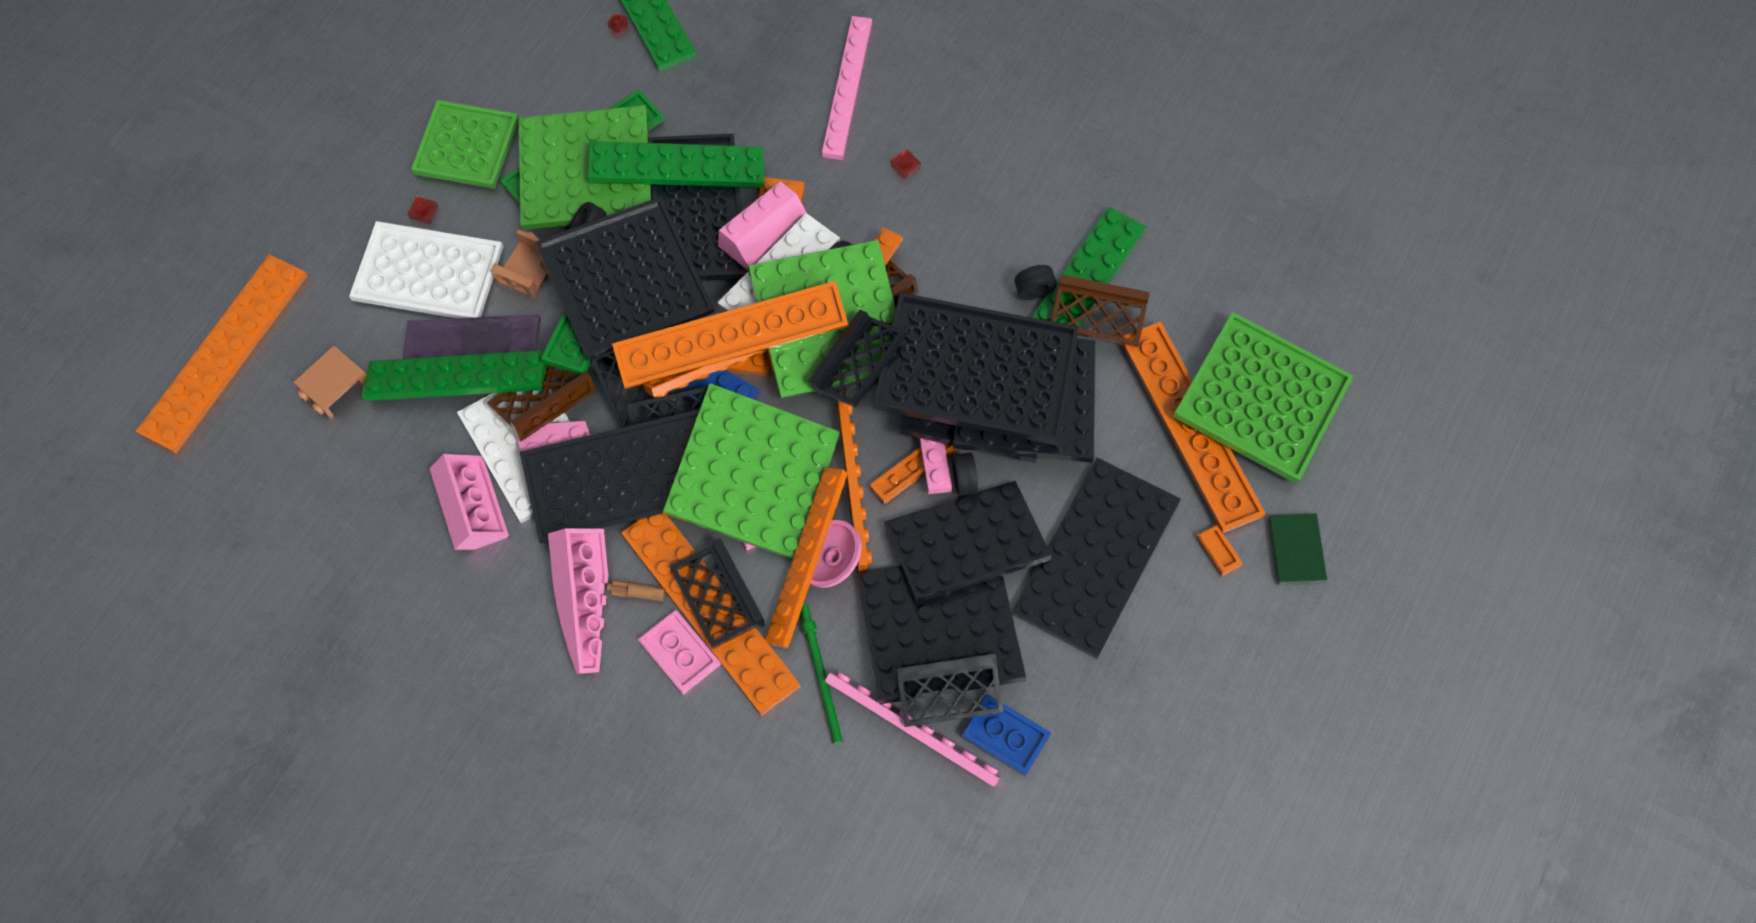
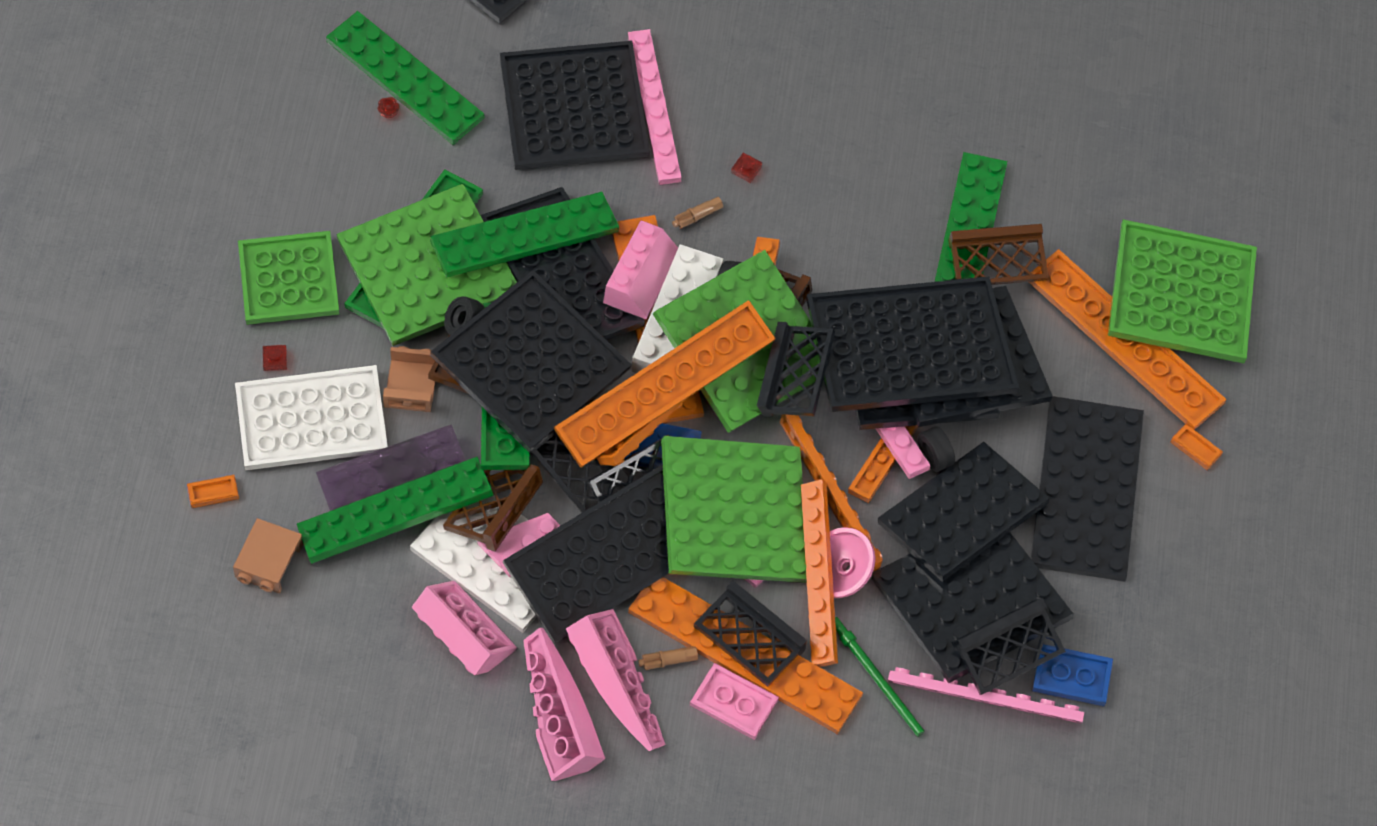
camera: 25 degrees left, 5 degrees down
(221, 354) = (135, 564): orange plate -> none
(316, 310) = (212, 491): none -> orange tile
(515, 627) = (564, 723): none -> bright pink wedge
(776, 66) = (574, 105): none -> black plate
(843, 191) = (696, 213): none -> medium nougat piece
(1035, 282) = (926, 246): black tyre -> none
(1297, 549) = (1266, 423): dark green tile -> none

